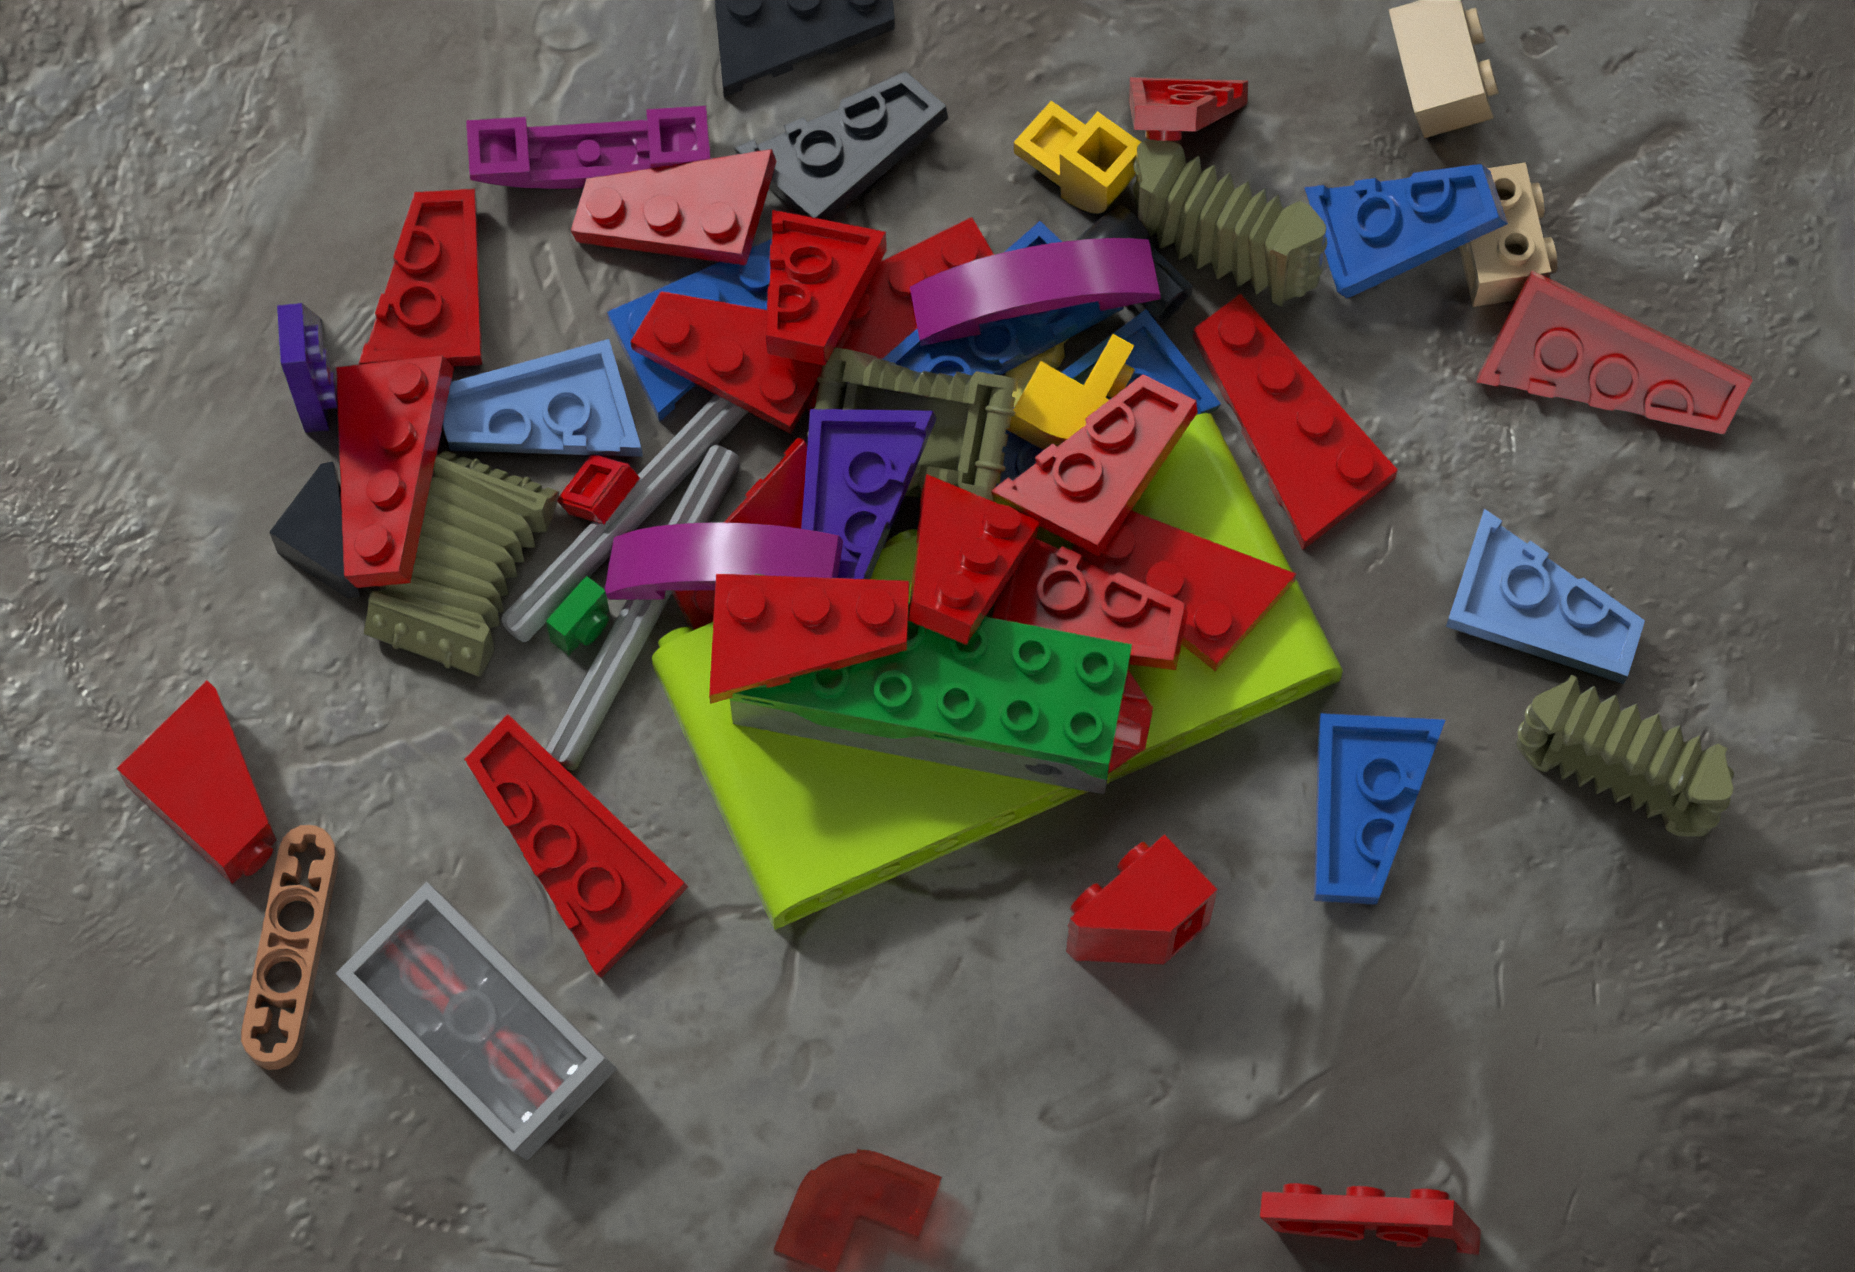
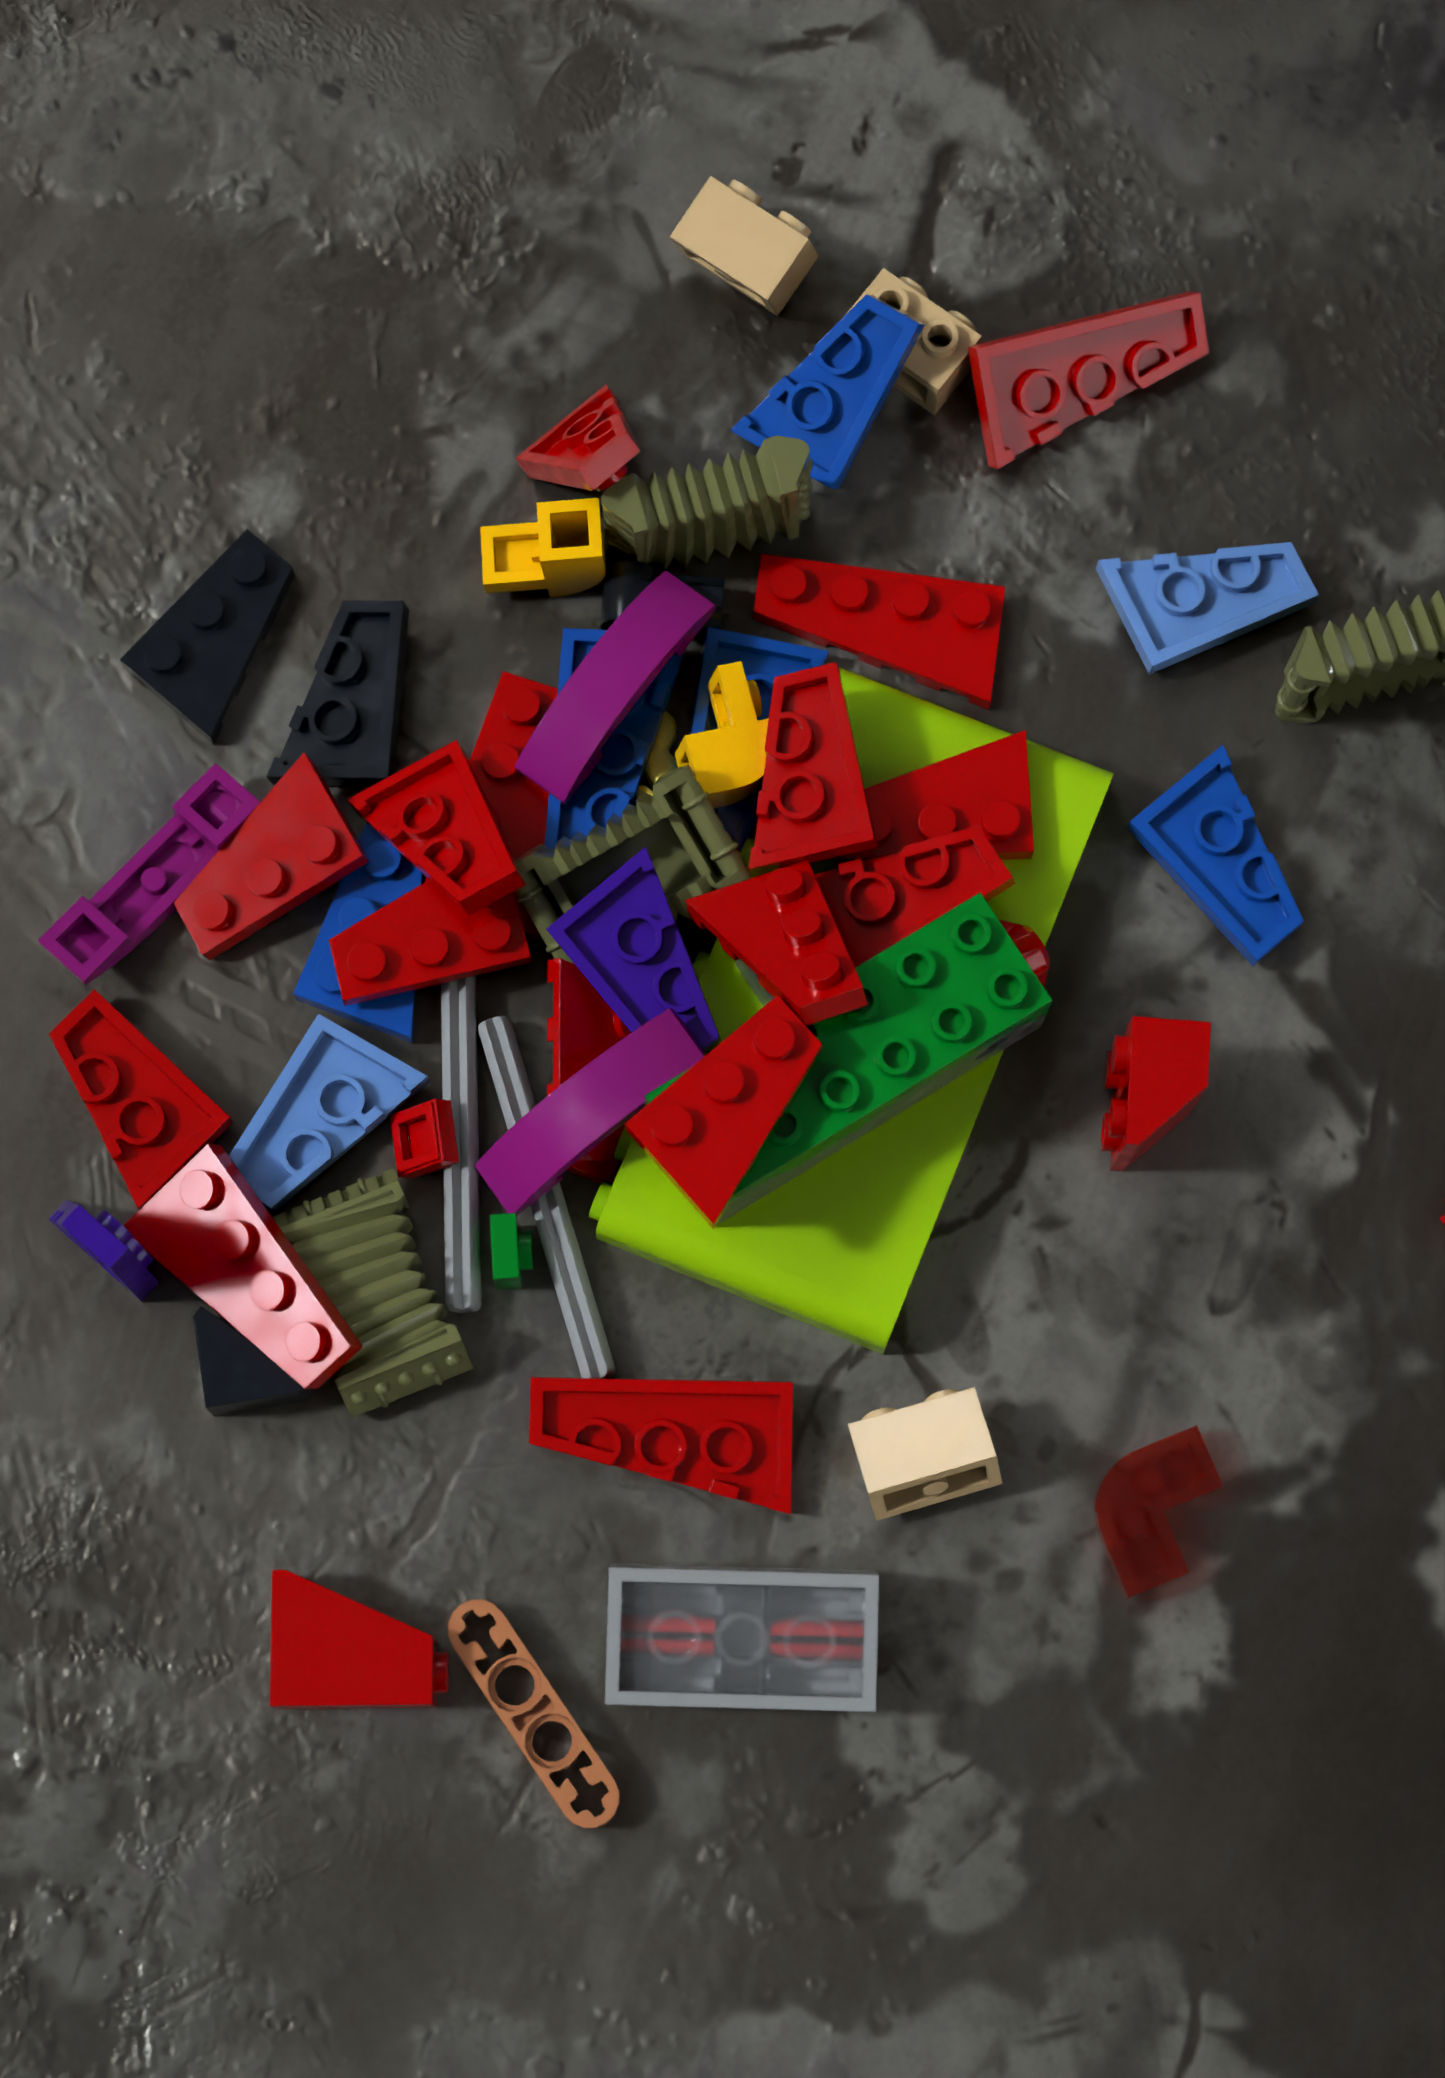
camera: 45 degrees left, 5 degrees up
(727, 1015) = (925, 1452): none -> tan brick

